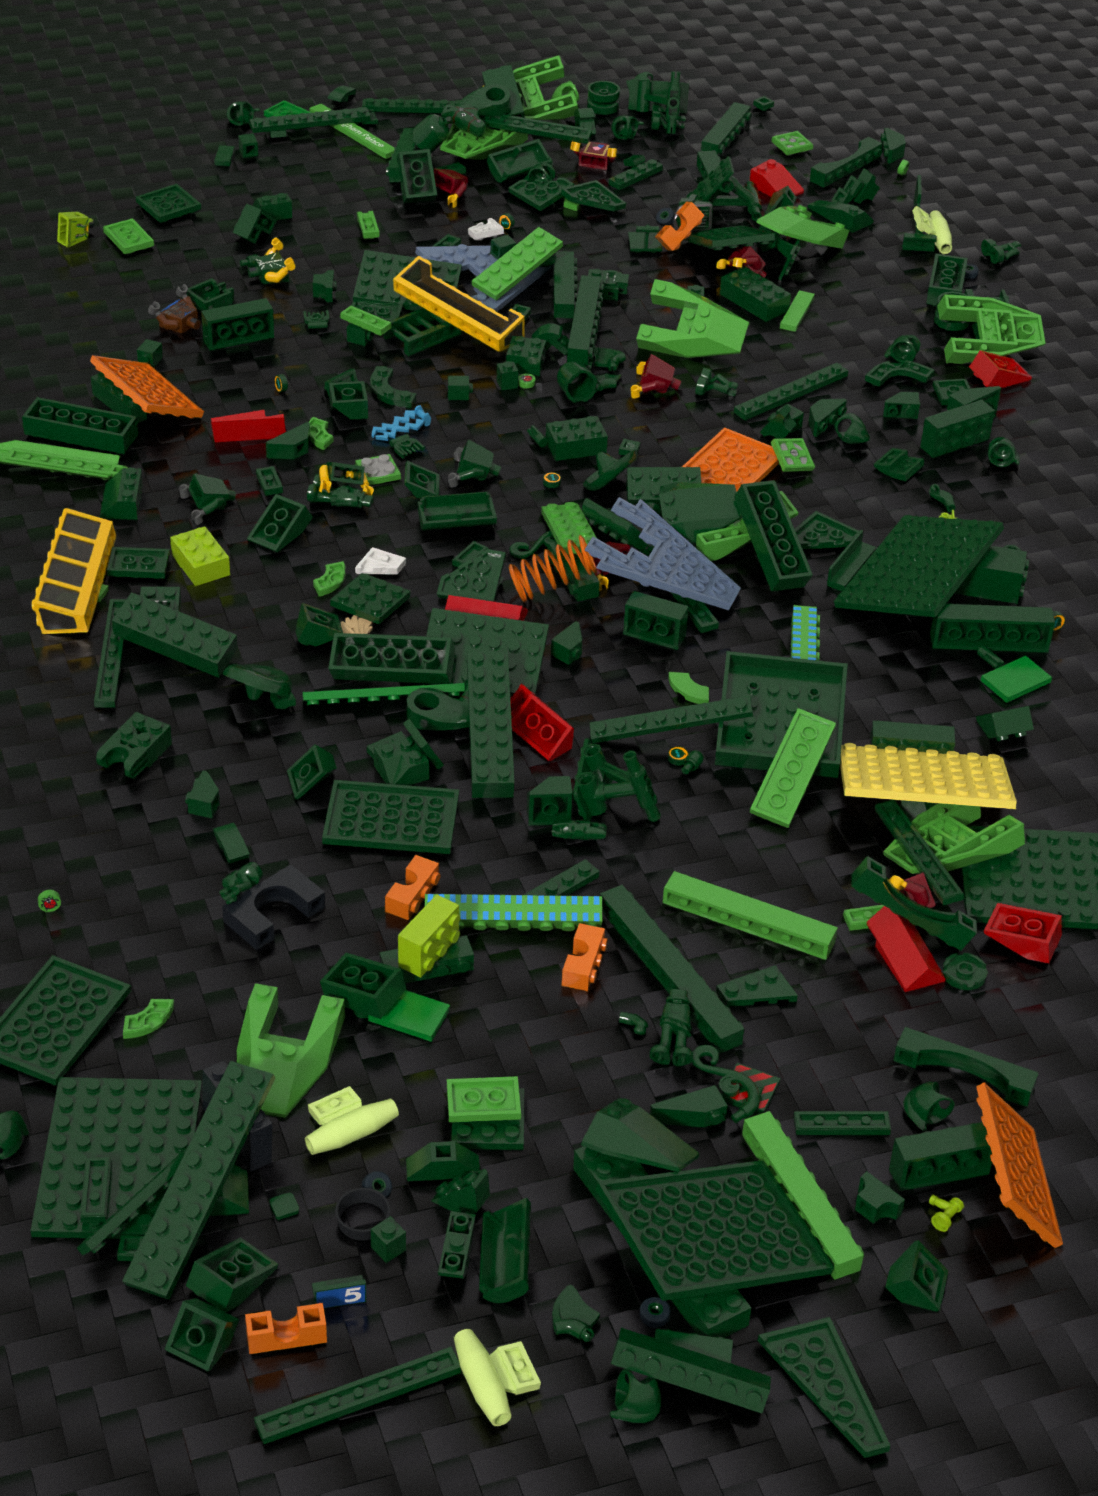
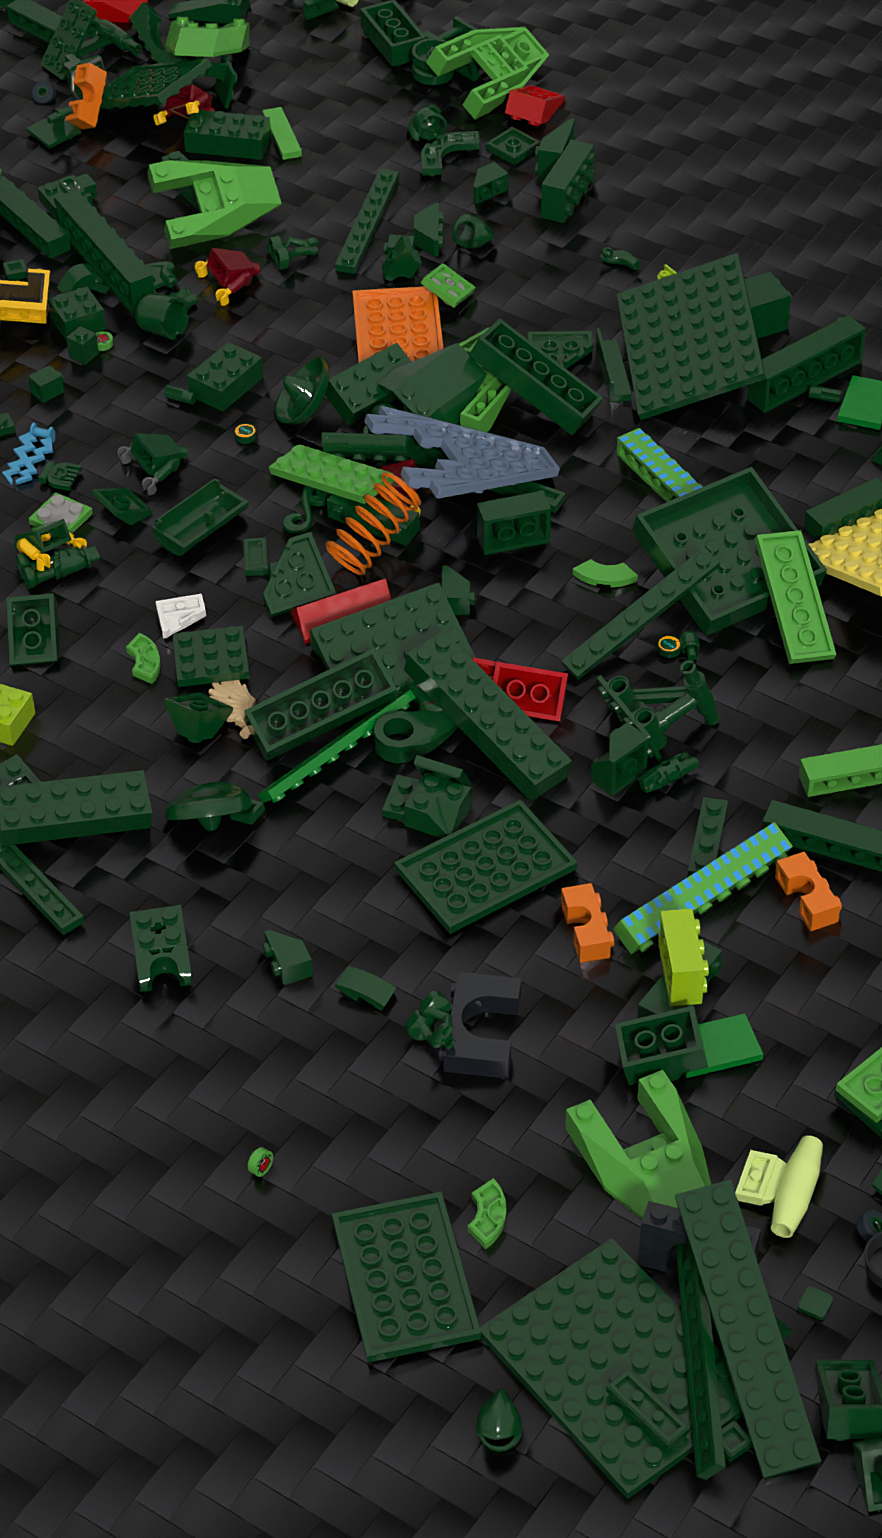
camera: 35 degrees left, 5 degrees up
(310, 770) = (362, 869): dark green slope -> none
(628, 446) = (284, 359): dark green plate -> none
(898, 464) = (544, 246): dark green slope -> none
(1003, 449) = (627, 181): dark green piece -> none

